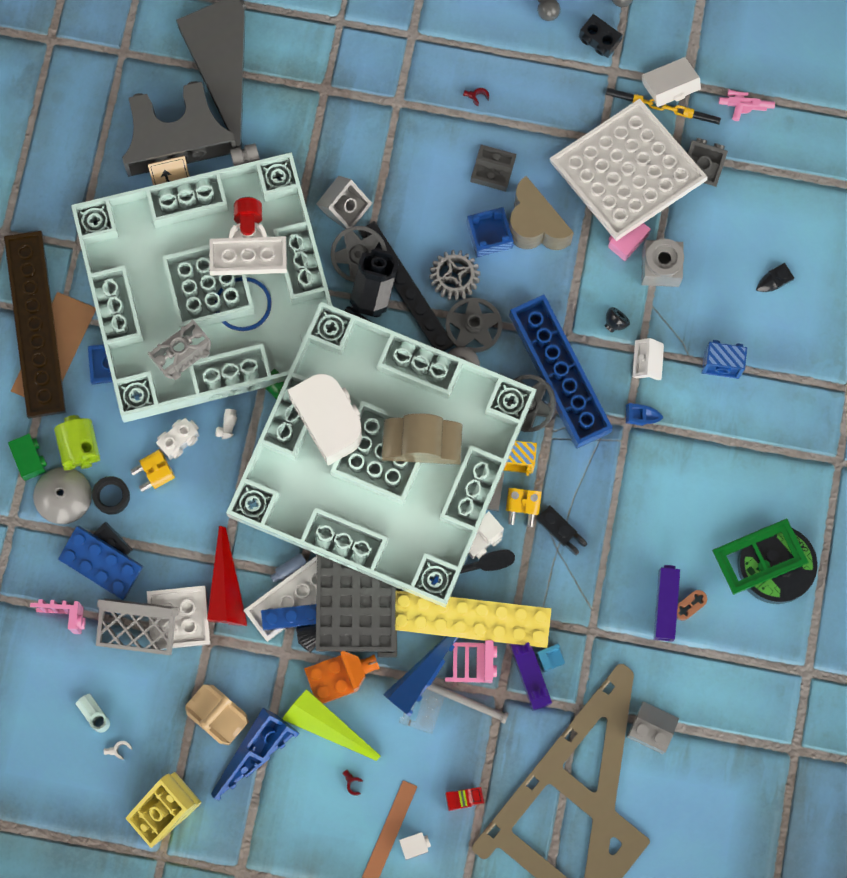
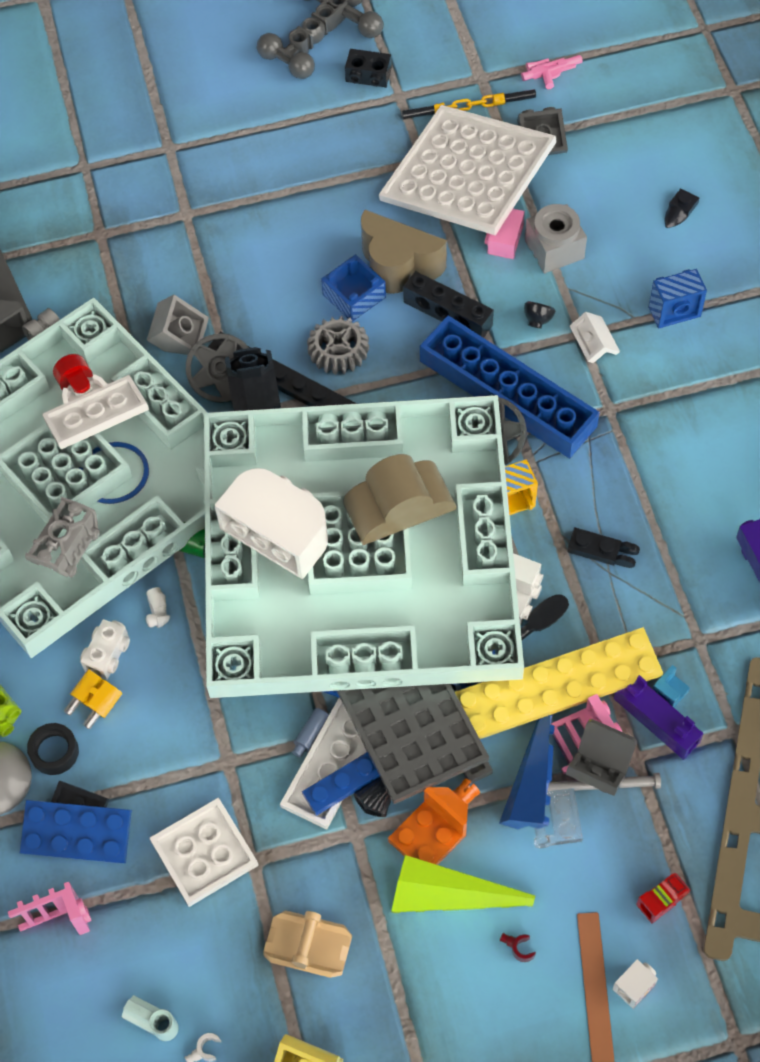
camera: 20 degrees left, 15 degrees down
(140, 609) = (148, 861): light grey fence -> none
(225, 595) = (250, 800): red wedge -> none
(263, 739) = (380, 949): blue wedge -> none
(471, 687) = (602, 757): none -> dark grey bracket
(472, 94) = (268, 167): dark red piece -> none
(474, 324) = (385, 383): dark grey wheel -> none
(493, 168) = (323, 230): dark grey slope -> none
(523, 502) = (544, 536): yellow piece -> none
(552, 281) = (443, 301): none -> black brick
(641, 414) = (619, 392): blue plate -> none
(671, 82) = (465, 77): white container -> none

